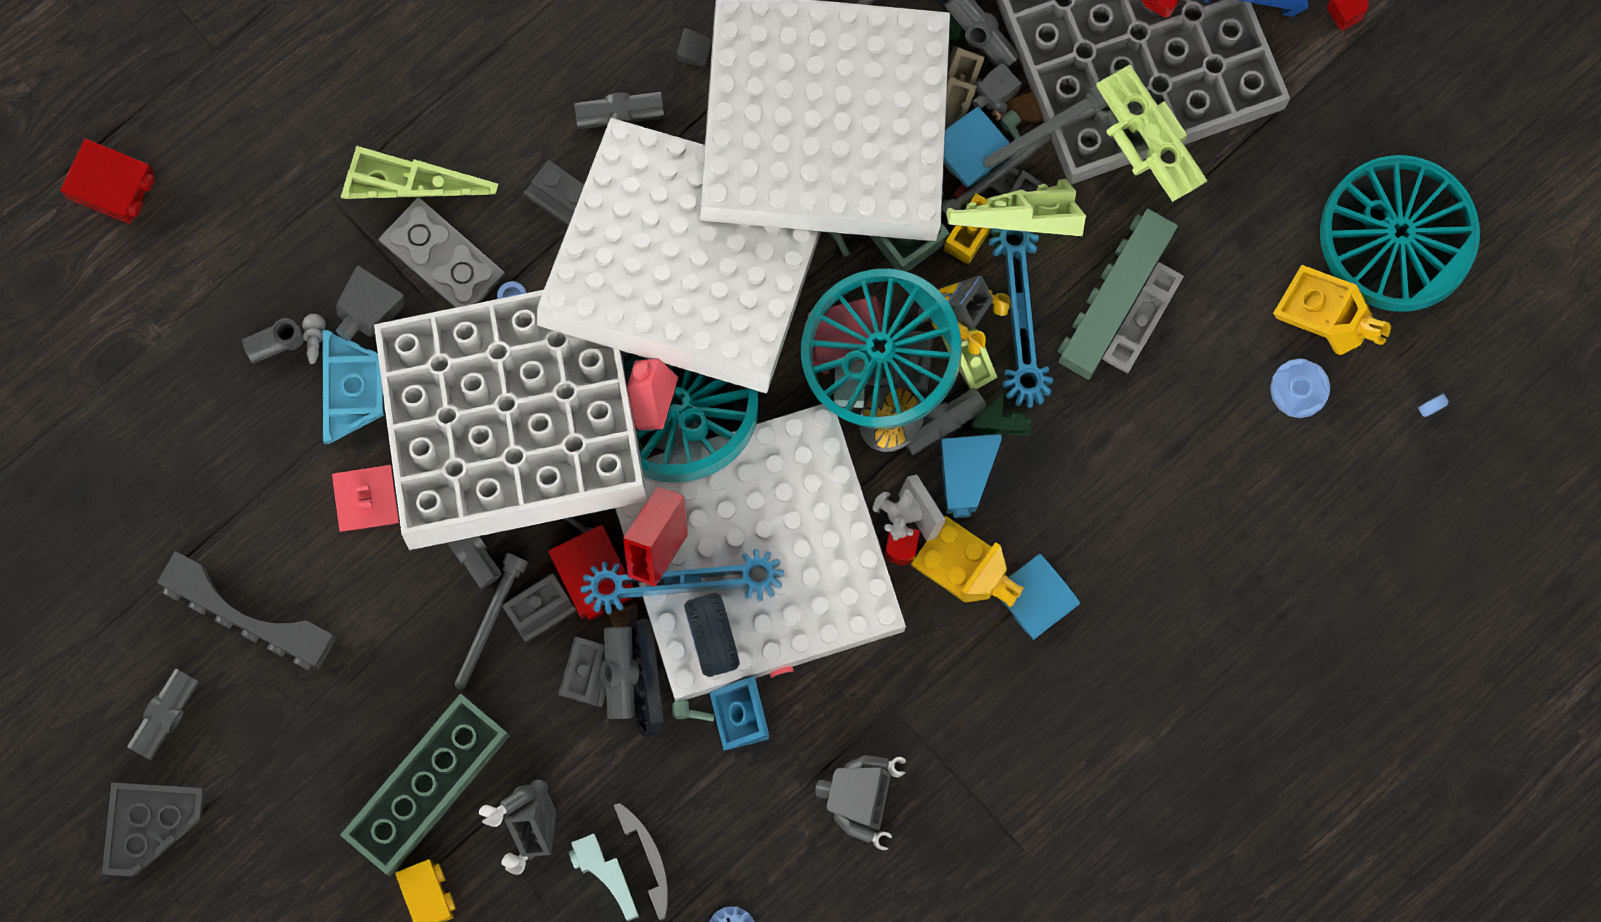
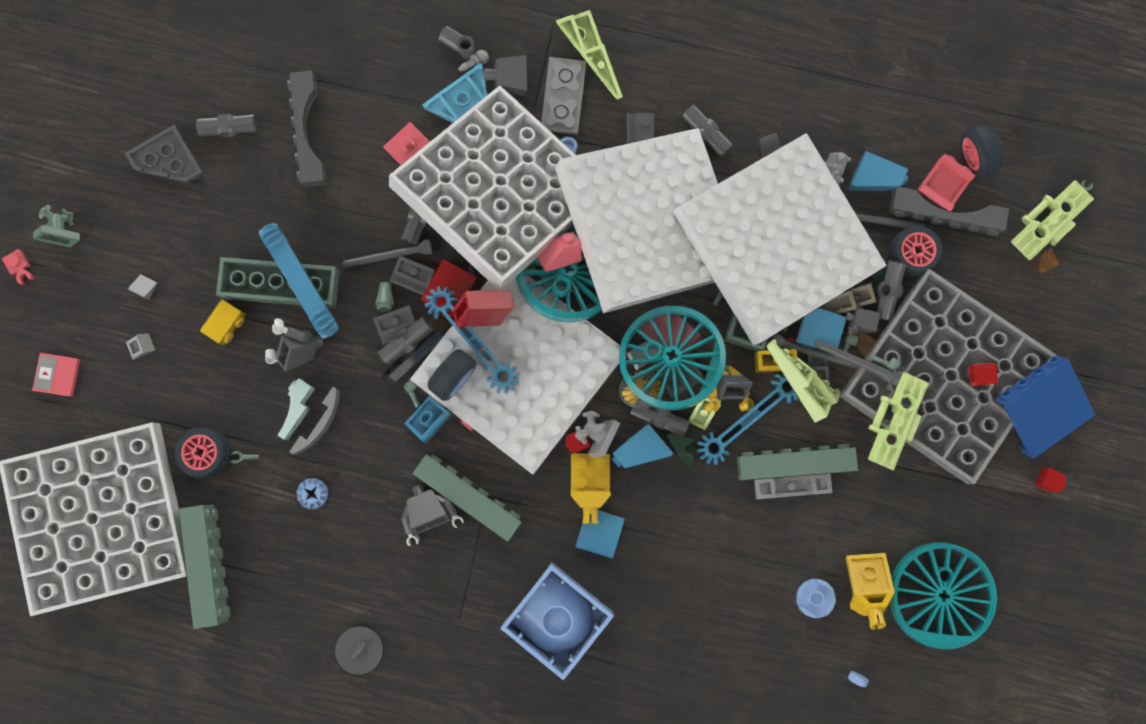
camera: 55 degrees right, 5 degrees up
(445, 751) = (298, 280): none -> dark azure arm
(543, 663) = (384, 298): none -> sand green cone
(877, 731) = (467, 497): none -> sand green brick
(1077, 94) = (892, 365): none -> sand green hand
(1112, 719) = (557, 621): none -> light blue piece

